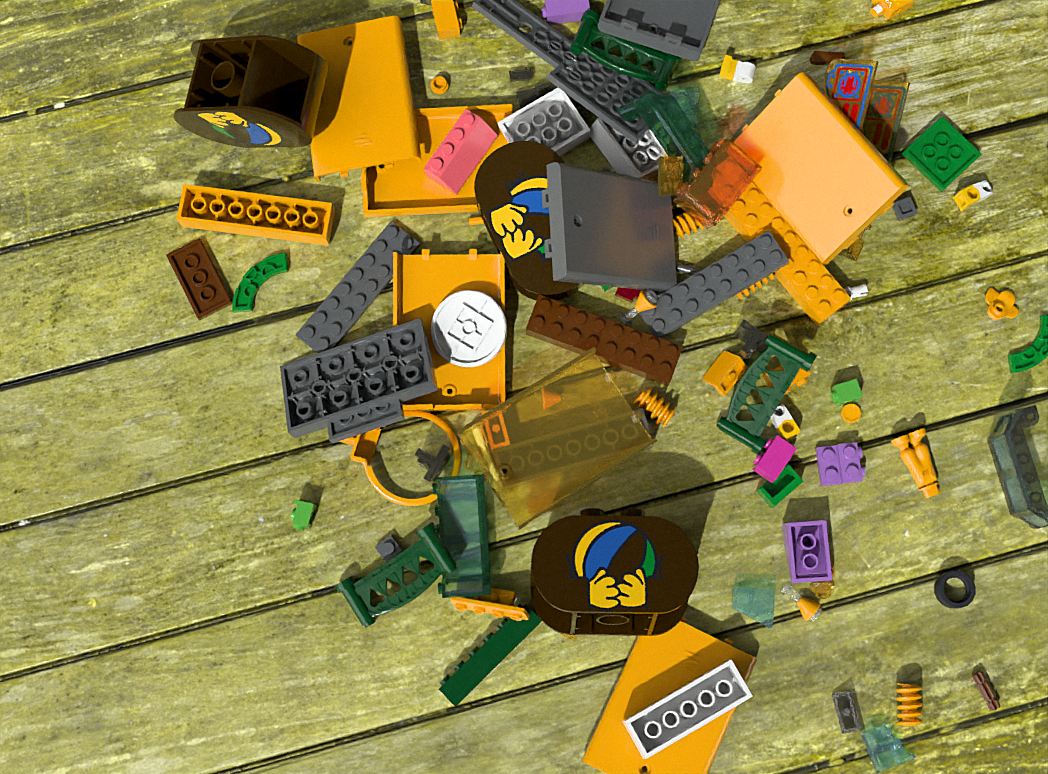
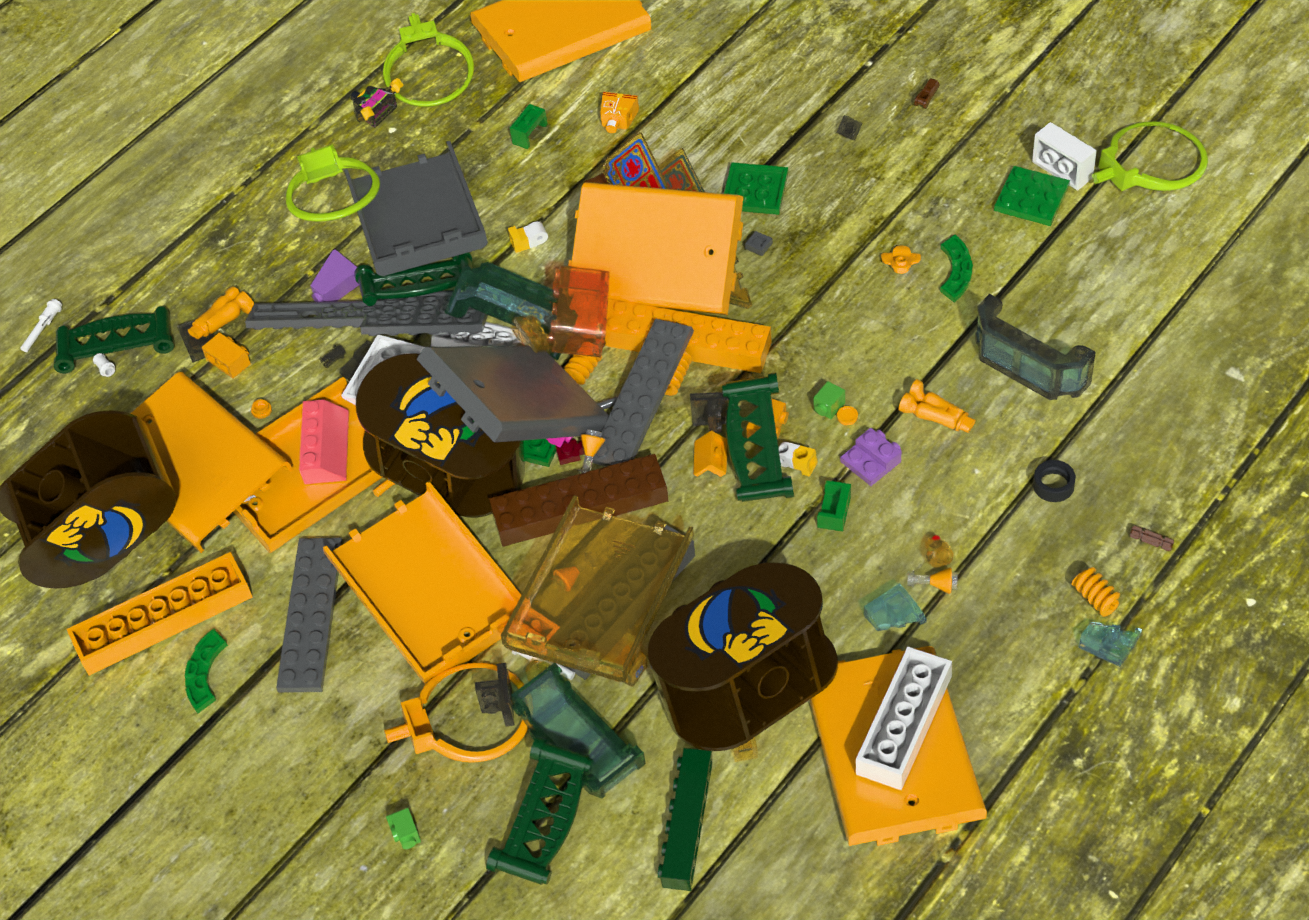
camera: 30 degrees left, 25 degrees down
(199, 279) = (140, 707): reddish brown tile -> none
(358, 383) = (372, 675): dark grey slope -> none
(388, 548) = (511, 802): dark grey plate -> none
(468, 328) = (444, 565): white plate -> none
(498, 604) = (657, 768): light orange bracket -> none
(655, 406) = (671, 518): light orange piece -> none
(774, 458) = (810, 487): dark pink brick -> none
(807, 551) = (900, 532): medium lavender slope -> none
(848, 711) = (1051, 637): clear smoke slope -> none
(856, 291) = (772, 322): white pin -> none
(973, 195) = (806, 199): yellow leg -> none

